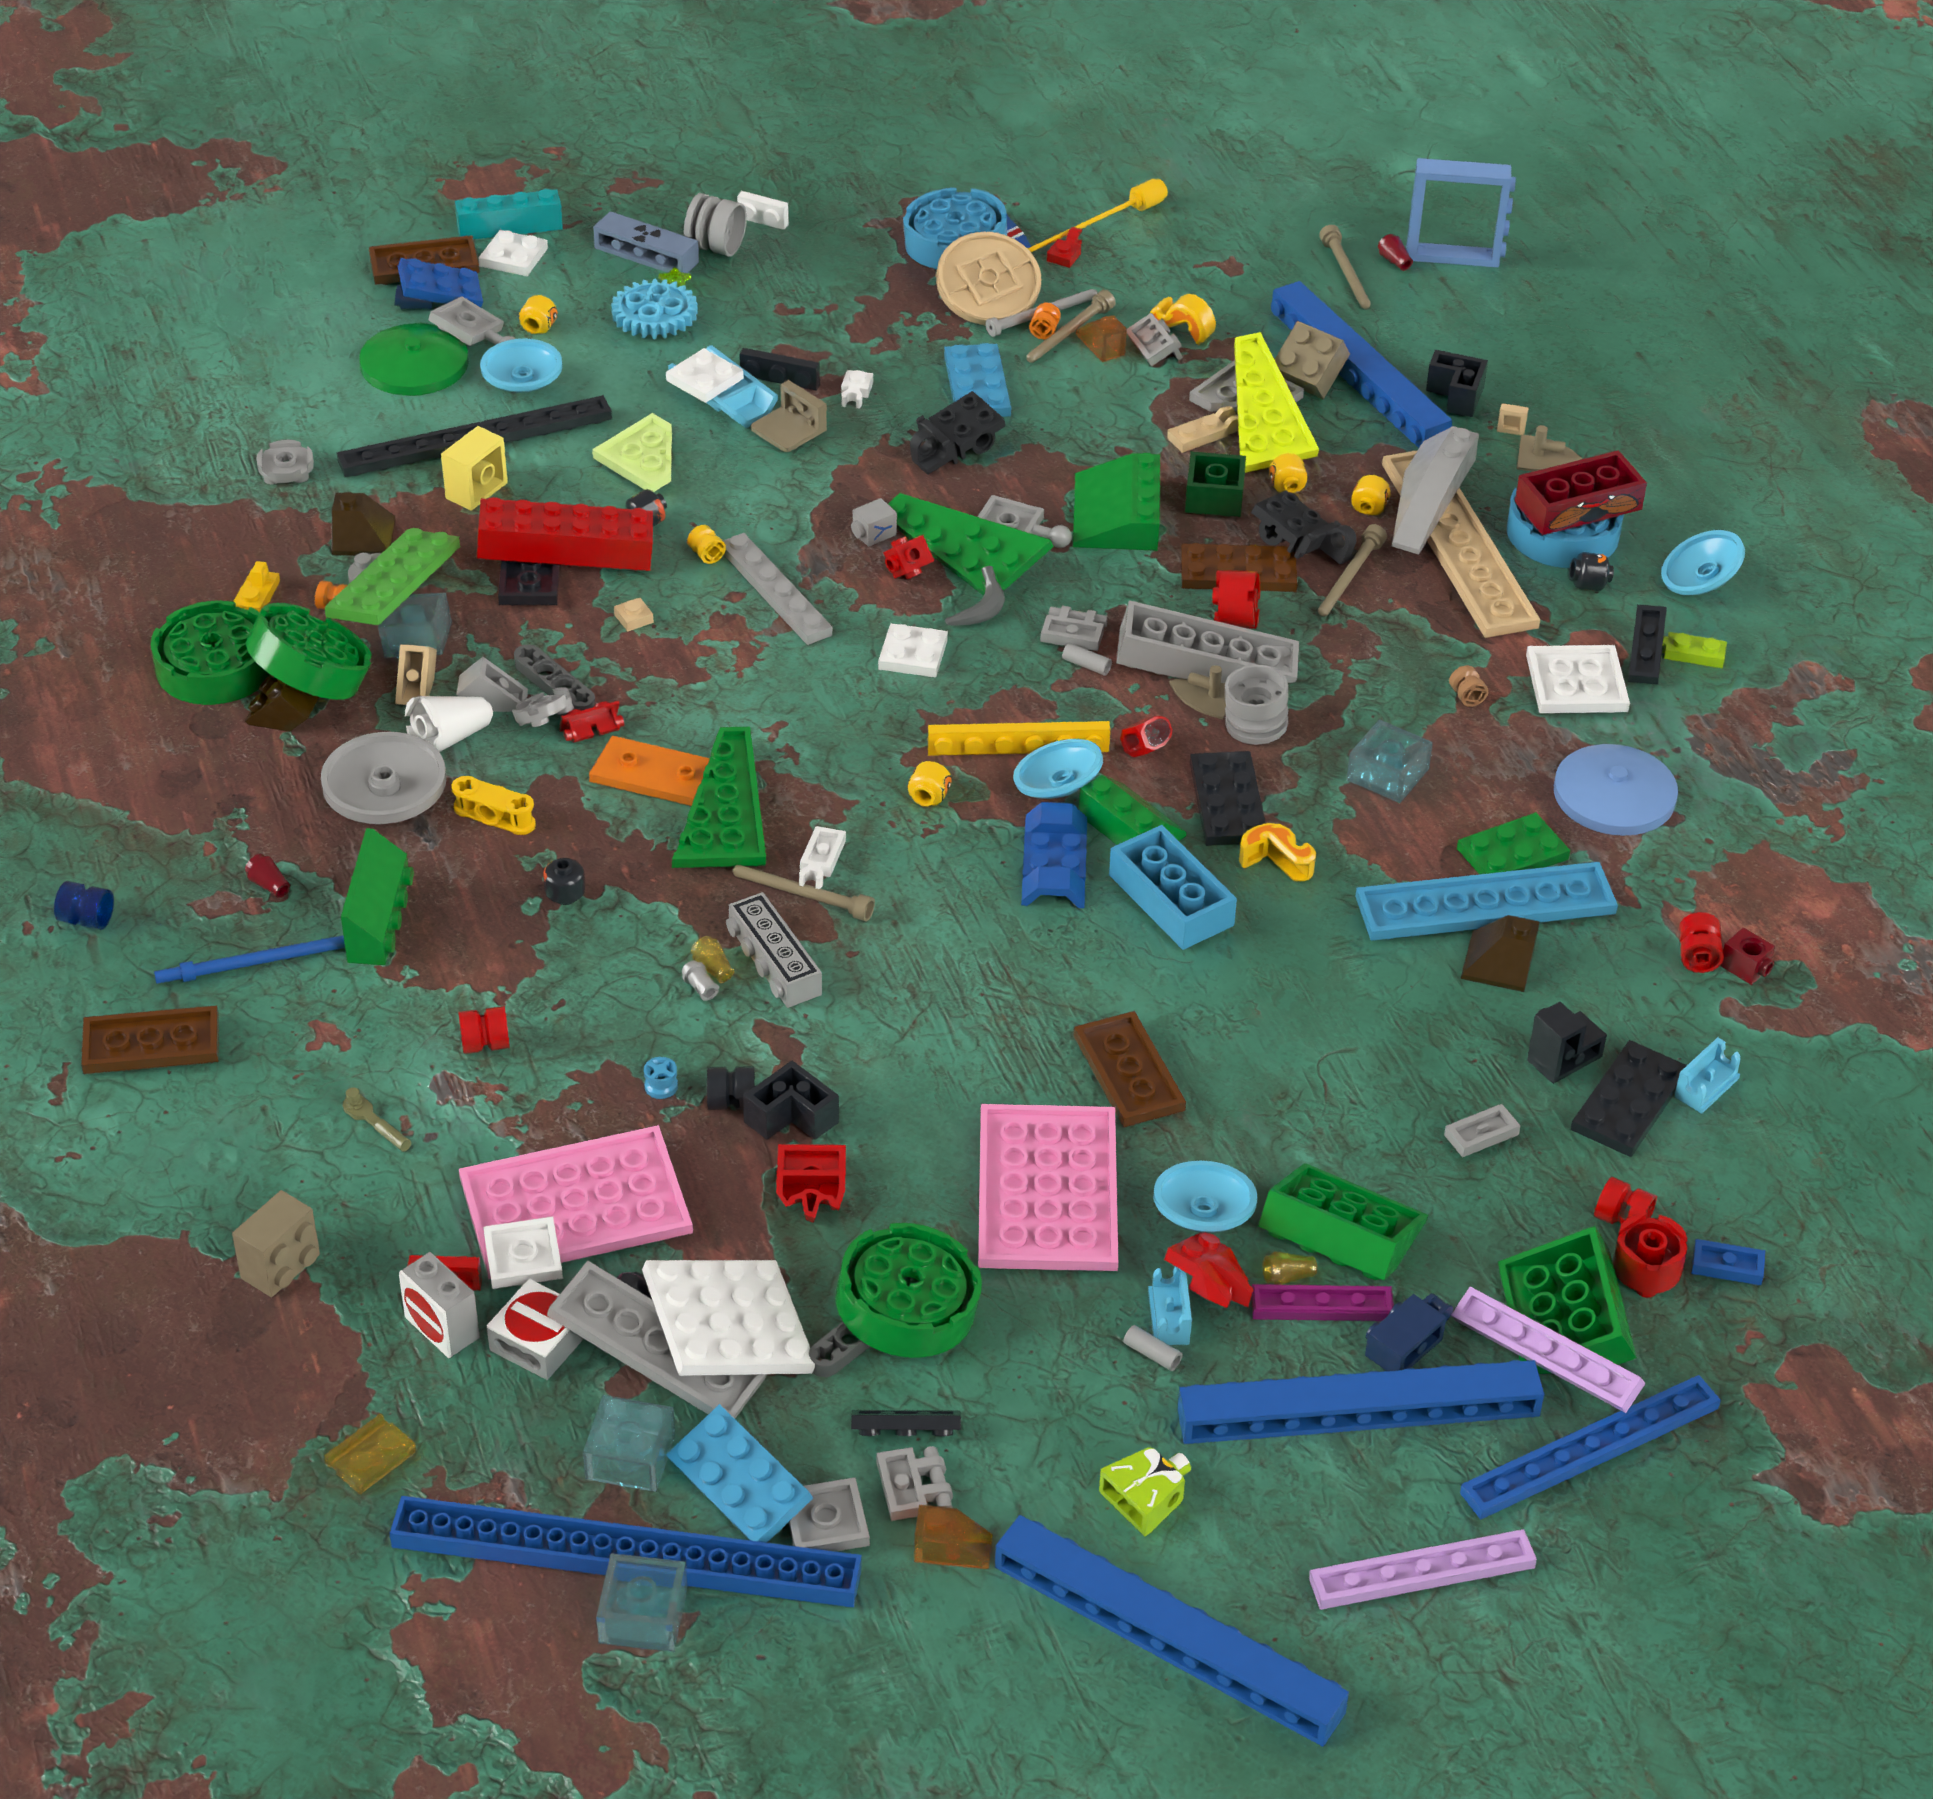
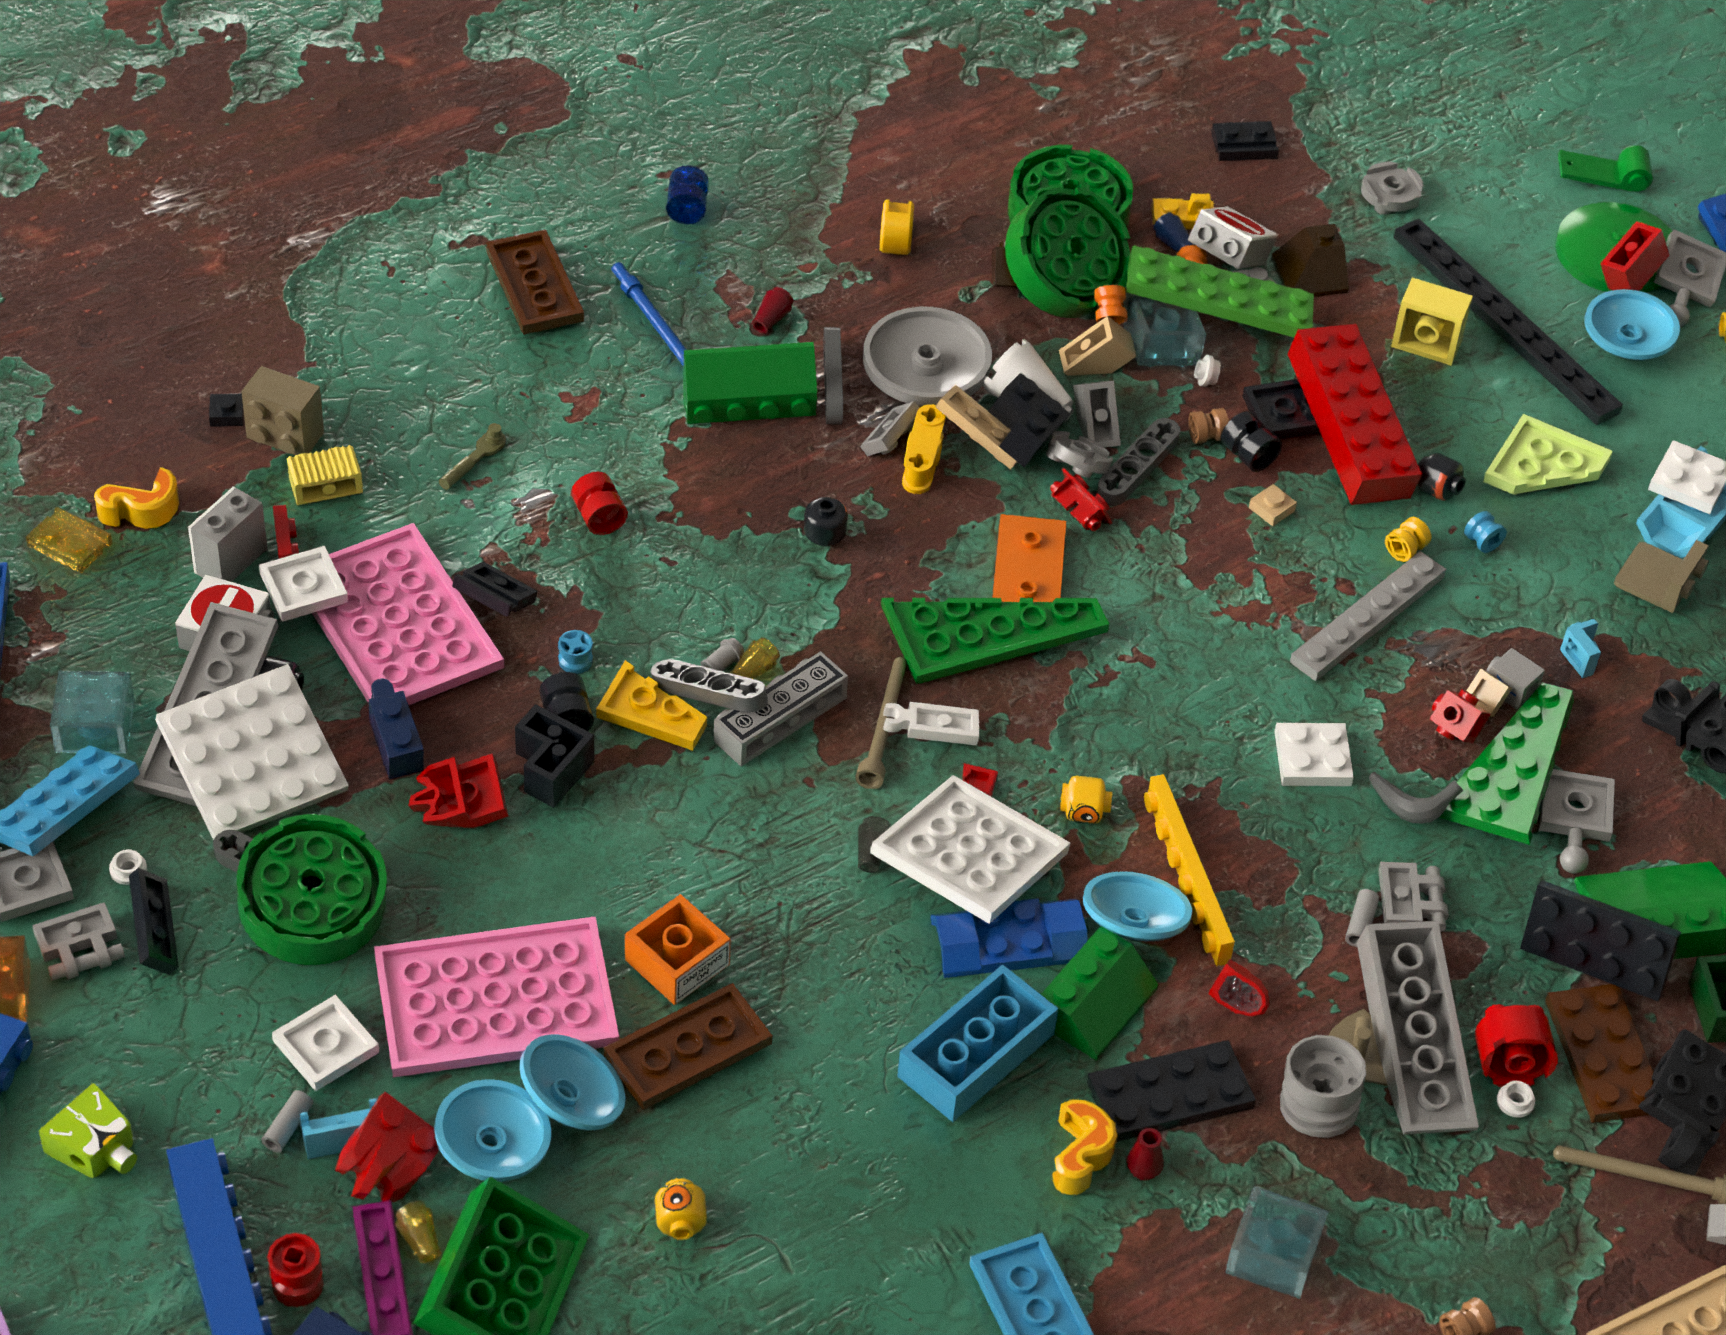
camera: 75 degrees right, 5 degrees up
(178, 536) = (1244, 141): none -> black plate
(201, 773) = (896, 227): none -> yellow animal
(230, 1305) = (226, 410): none -> black plate
(289, 596) = (1172, 231): none -> dark blue cone
(320, 558) = (1232, 237): none -> light grey piece
(327, 332) = (1628, 173): none -> green door
(337, 844) = (833, 375): none -> dark grey beam
(353, 1382) = (139, 506): none -> yellow animal
(363, 1231) = (324, 475): none -> light yellow brick
(382, 642) = (1110, 303): none -> orange wheel
(457, 338) = (1635, 258): none -> red brick
(459, 822) = (895, 424): none -> light grey plate
(469, 609) = (1207, 371): none -> white plate
(488, 759) = (976, 422): none -> tan plate
(498, 722) = (1029, 416): none -> black brick
(533, 626) = (1207, 425): none -> medium nougat wheel
(566, 604) = (1251, 441): none -> black wheel
(566, 1120) = (494, 588): none -> black plate
(713, 501) = (1485, 531): none -> dark azure wheel
(727, 1210) = (395, 730): none -> dark blue brick
(747, 987) = (740, 692): none -> dark grey beam
(747, 1038) = (649, 710): none -> yellow wing
(830, 1430) = (126, 860): none -> white plate
(853, 481) = (1580, 648): none -> medium azure bracket
(881, 538) = (1489, 691): none -> tan plate
(887, 846) = (980, 778): none -> red tile
(941, 919) = (869, 831): none -> clear smoke cone
(971, 855) = (970, 848): none -> white plate
(1035, 1052) = (677, 949): none -> orange brick
(1074, 1309) = (325, 1042): none -> white plate
(1156, 531) = (1600, 940): none -> black plate
(1164, 1140) = (572, 1082): none -> medium azure dish
(1274, 619) = (1516, 1091): none -> white plate
(1295, 814) = (1146, 1155): none -> dark red cone
(1299, 1093) = (680, 1209): none -> yellow head
(1322, 1347) = (295, 1270): none -> red wheel

